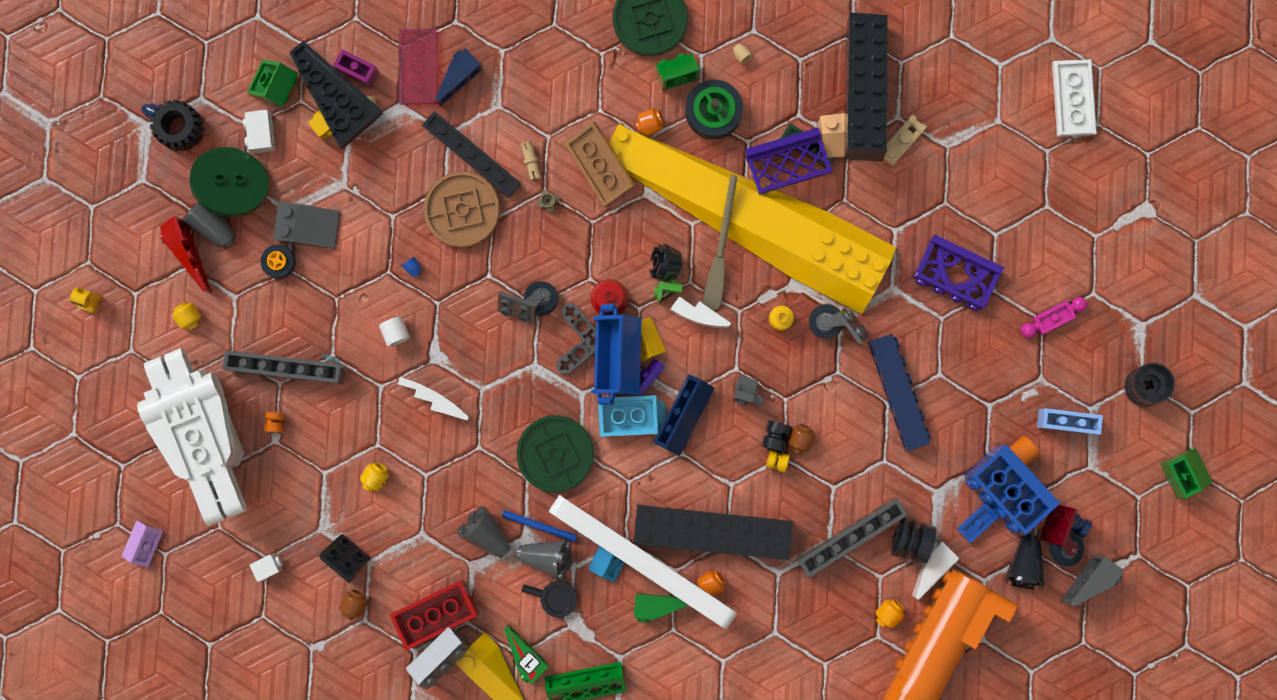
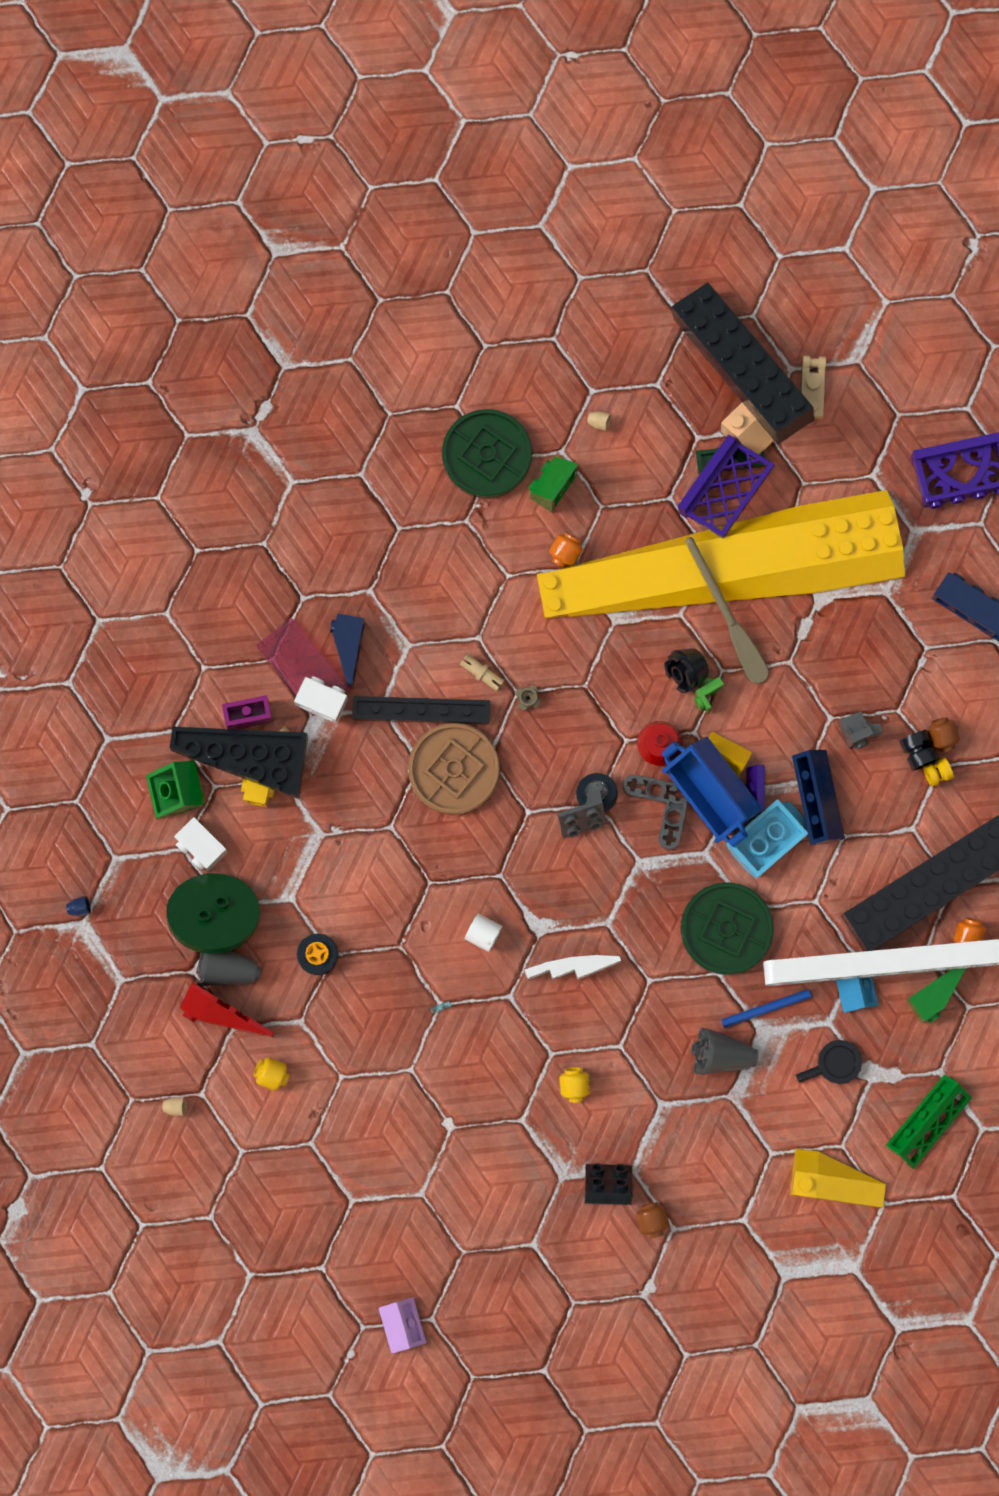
camera: 40 degrees left, 5 degrees down
(85, 299) = (162, 1134): yellow leg -> none
(110, 288) = (175, 1106): none -> tan hose
(166, 115) = (108, 882): black tyre -> none
(194, 433) = (376, 1170): white piece -> none
(267, 567) = (541, 1250): white brick -> none
(273, 426) = (442, 1110): orange wheel -> none
(283, 367) = (406, 1048): dark grey brick -> none
(306, 225) = (318, 898): dark grey slope -> none
(410, 97) = (320, 699): none -> white brick
(412, 267) = (450, 859): blue hose -> none
(434, 614) = (737, 1166): red brick -> none
(438, 657) = (775, 1201): slope -> none
(527, 660) = (856, 1141): slope -> none
(547, 557) = (798, 1030): dark grey cone -> none
(599, 164) = (550, 625): medium nougat plate -> none
(699, 315) = (756, 693): white slope -> none
(714, 109) = (616, 492): wheel -> none
(781, 318) = (835, 637): yellow head -> none
(827, 322) = (880, 605): plate -> none
(1074, 98) = (938, 228): white piece -> none

